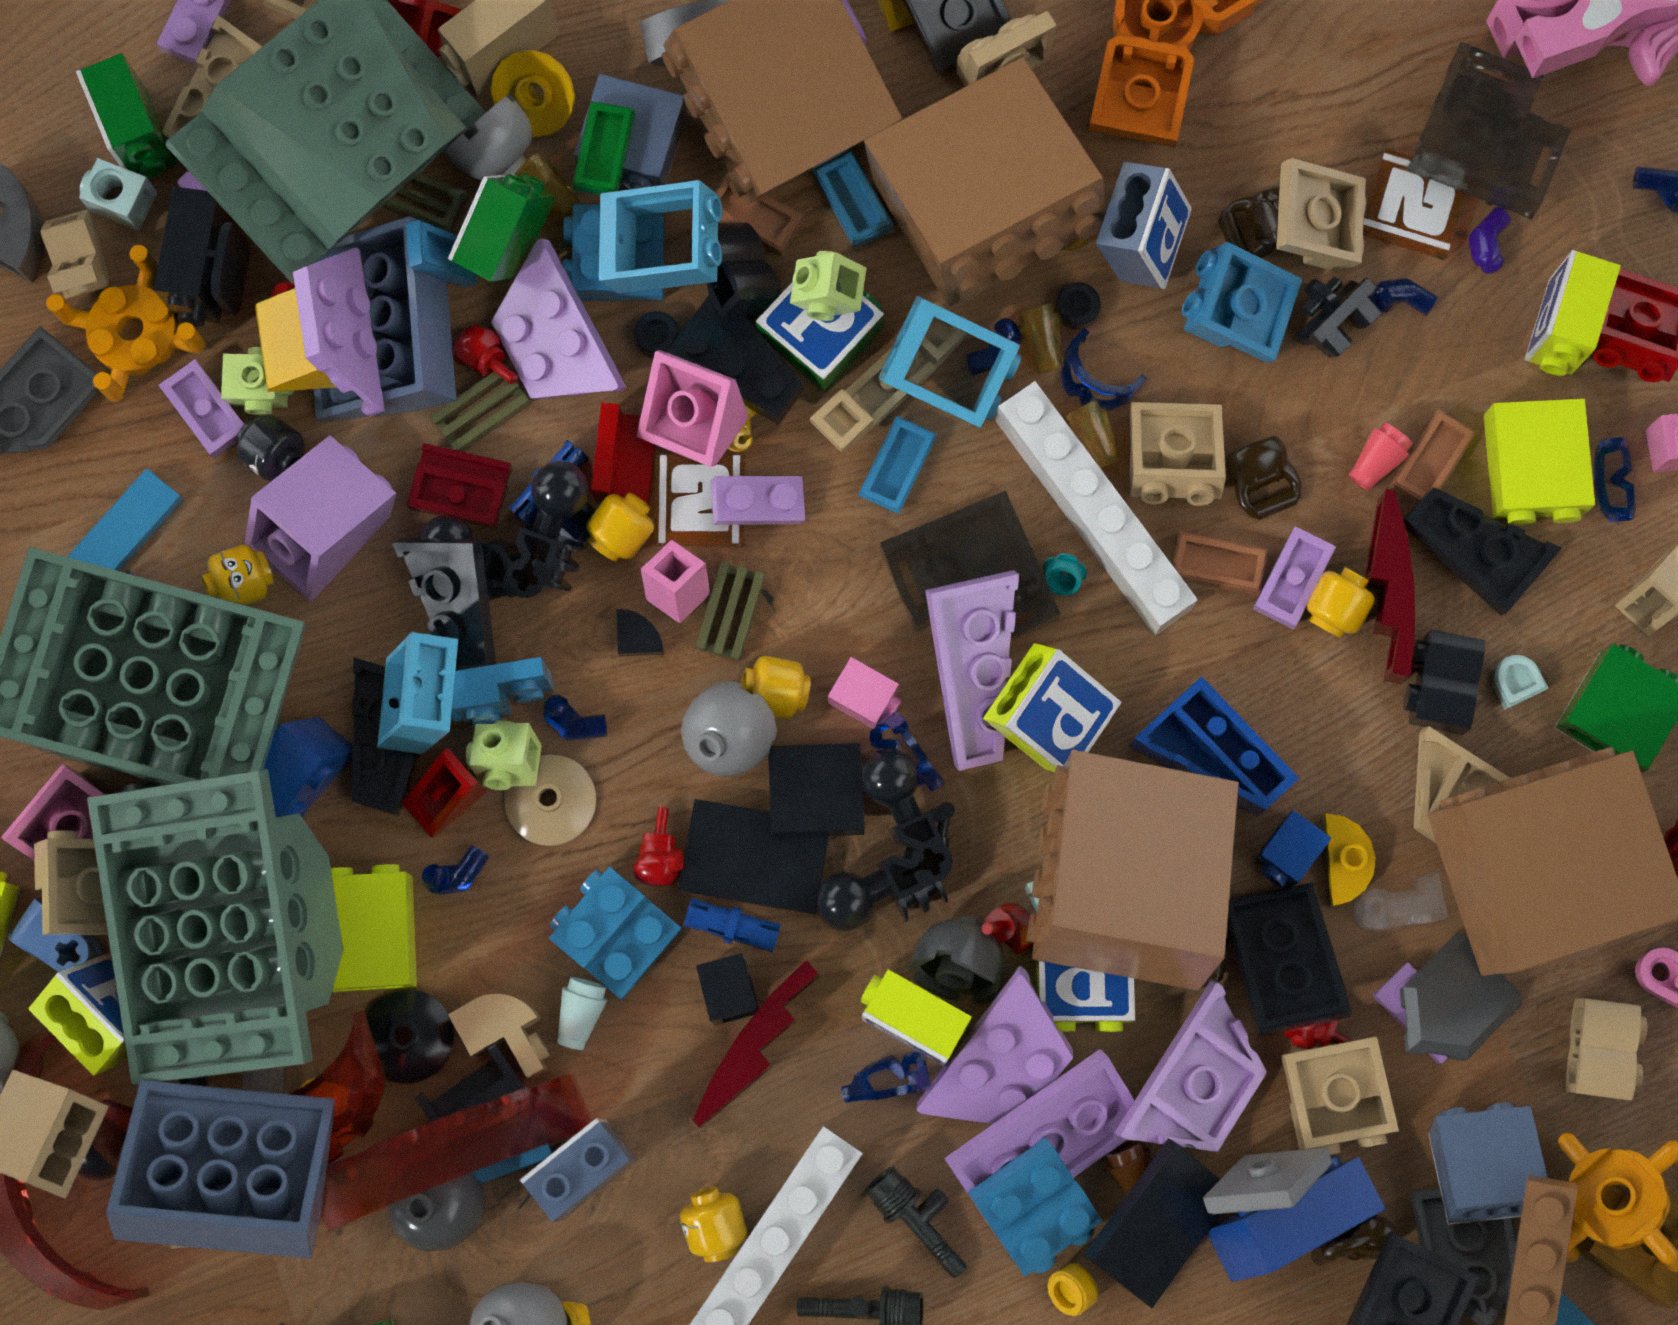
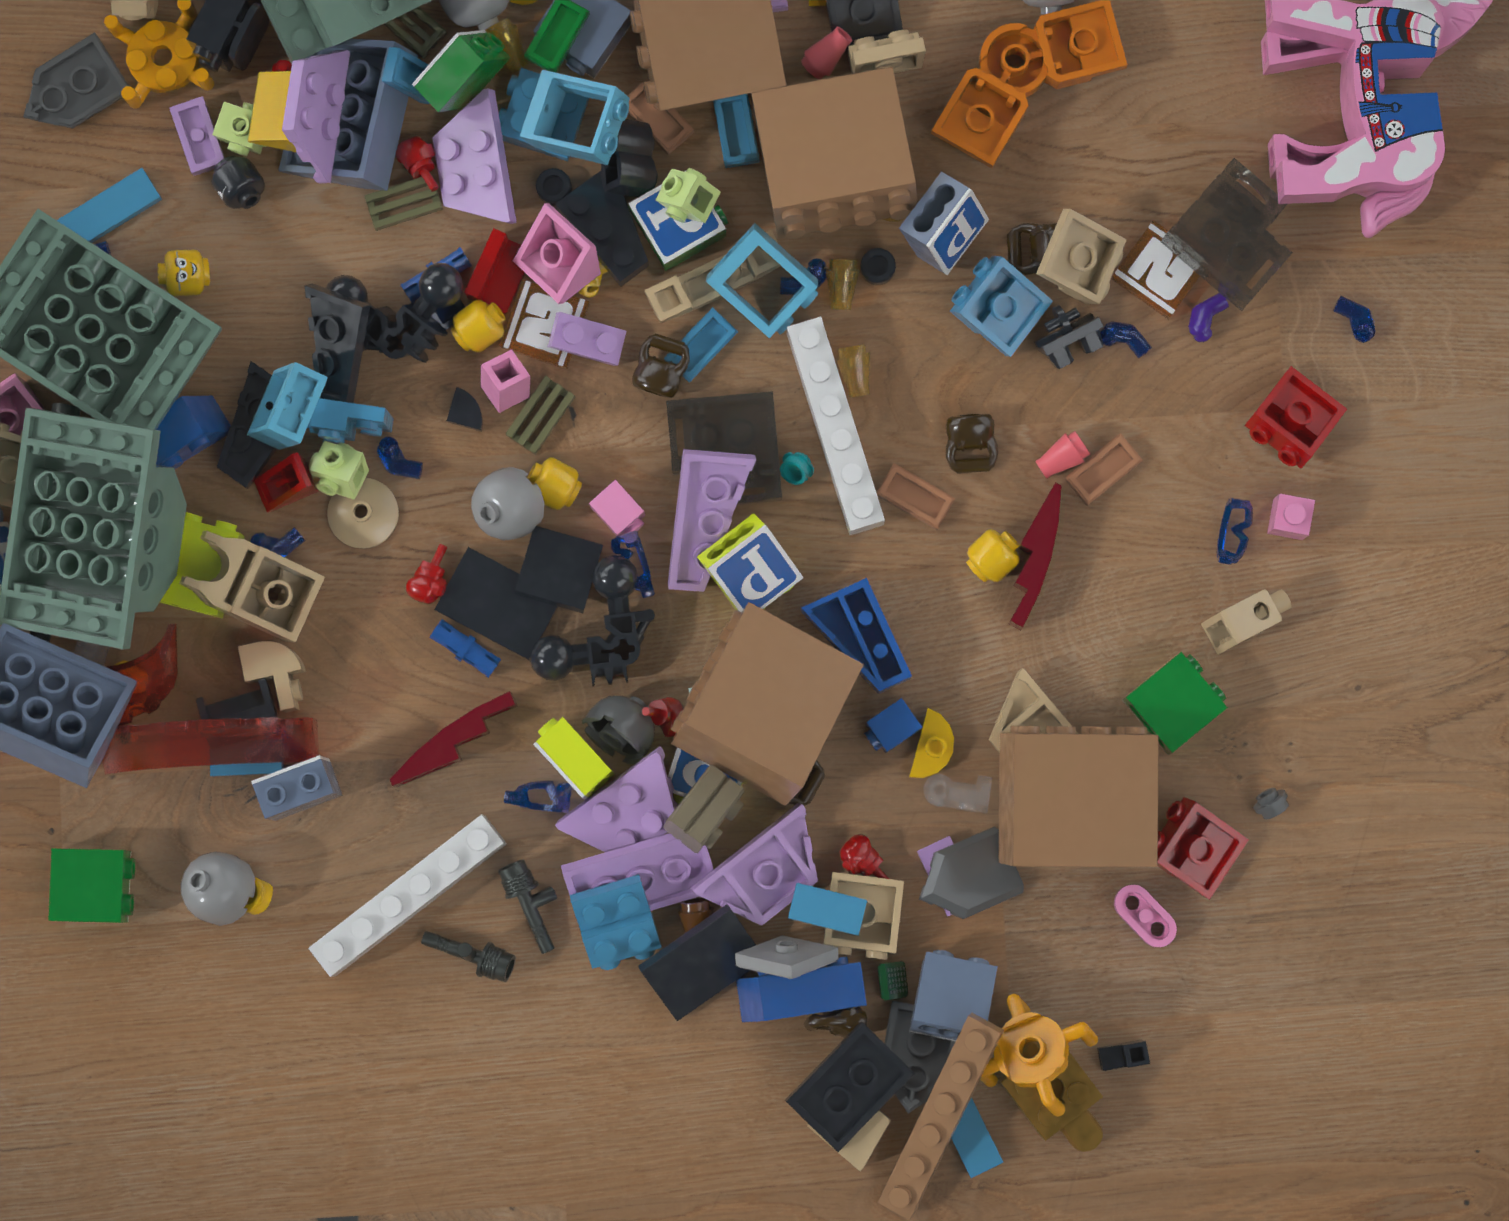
camera: 20 degrees right, 5 degrees up
(318, 516) = (257, 245): lavender slope -> none
(430, 1040) = (221, 657): black dish -> none
(432, 928) = (244, 586): none -> tan brick
(440, 1215) = (188, 788): dark grey cylinder -> none
(459, 485) = (369, 256): dark red plate -> none
(579, 1011) = (334, 675): light aqua cone -> none
(613, 931) = (377, 625): dark azure plate -> none
(713, 1224) = (381, 858): yellow head -> none
(727, 989) = (445, 694): black panel -> none
(858, 516) = (657, 374): none -> dark brown piece
(932, 75) = (825, 54): none -> coral cone
(1072, 1289) = (624, 989): yellow tile -> none
(1082, 390) = (862, 330): clear blue helmet -> none
(1104, 1028) = (704, 809): none -> dark tan brick
(1176, 452) = (911, 403): tan plate -> none
(1286, 960) = (859, 804): black tile -> none
(1294, 577) = (966, 525): lavender plate -> none
(1296, 1103) = (827, 909): none -> dark azure tile
(1400, 1167) = (892, 980): none -> dark green slope
(1445, 681) = (1050, 640): black brick -> none
(1483, 553) = (1111, 548): black wing -> none
(1517, 680) = (1106, 656): light aqua tile -> none
(1539, 461) = (1180, 497): neon yellow brick -> none
(1572, 313) = (1242, 394): neon yellow piece -> none
(1605, 1049) = (1070, 944): tan brick -> none

